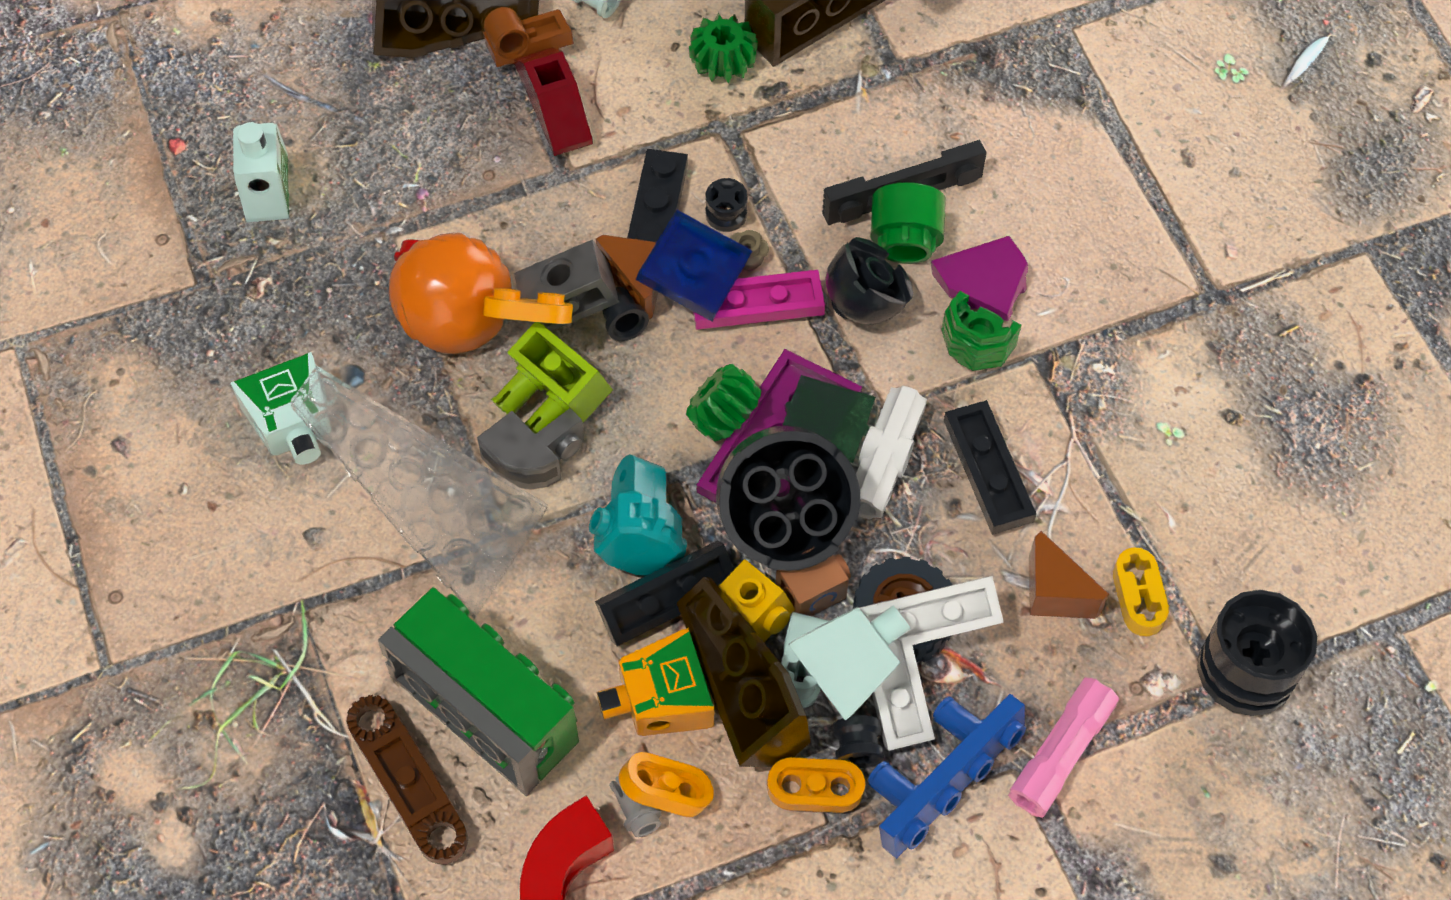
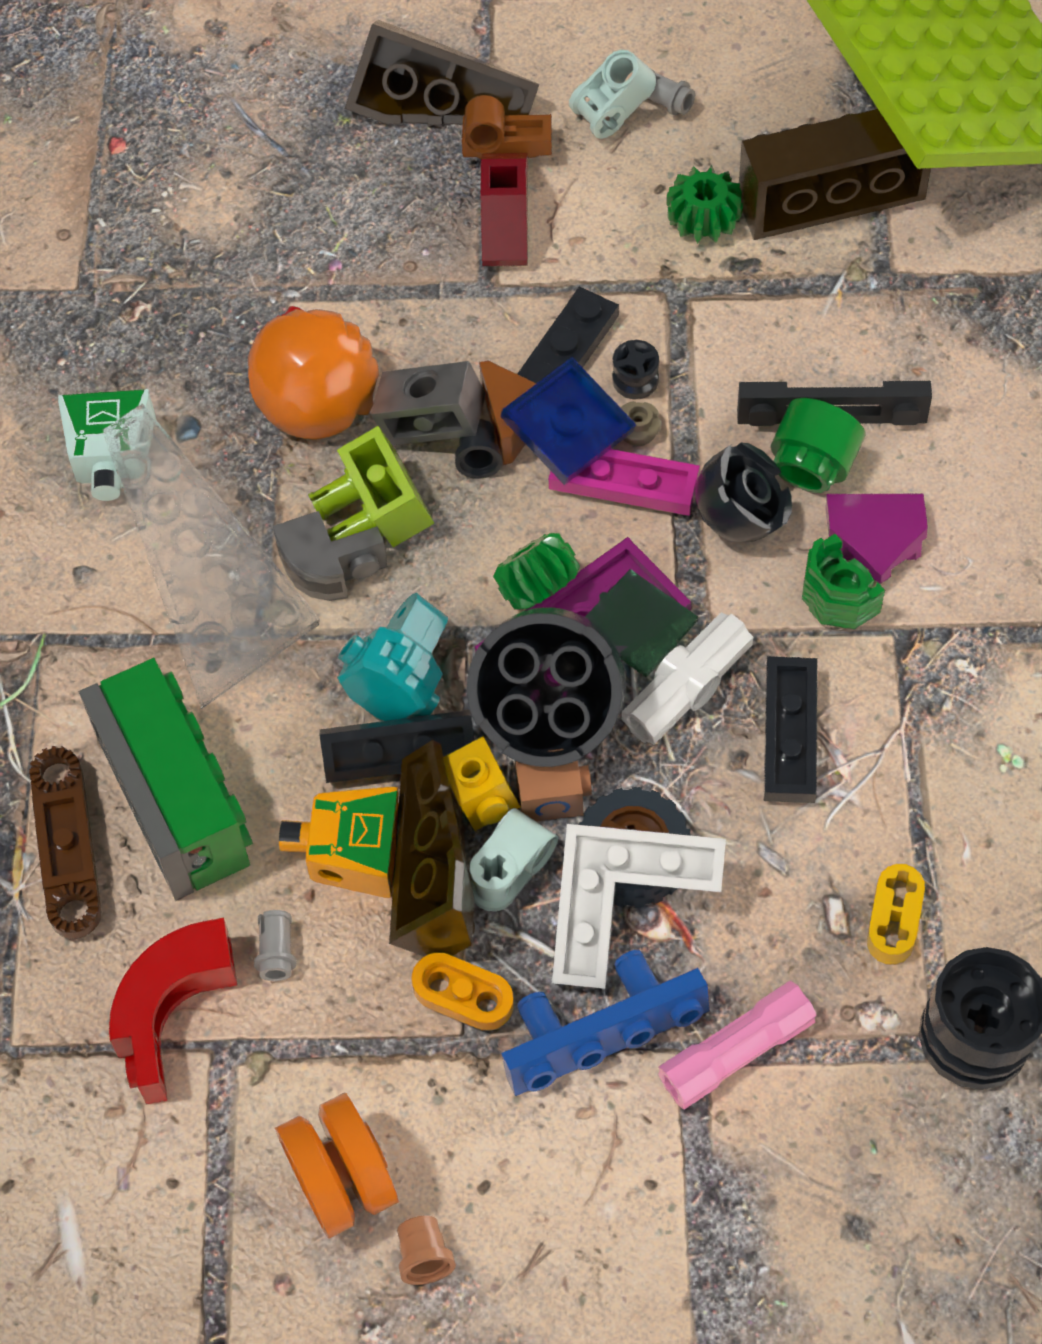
camera: 25 degrees right, 0 degrees up
(256, 156) = (185, 179): light aqua torso -> none
(544, 309) = (390, 417): light orange plate -> none
(666, 784) = (308, 934): light orange plate -> none
(851, 655) = (539, 869): light aqua torso -> none
(859, 740) = (525, 962): black wheel -> none
(1060, 585) = (808, 878): dark orange slope -> none

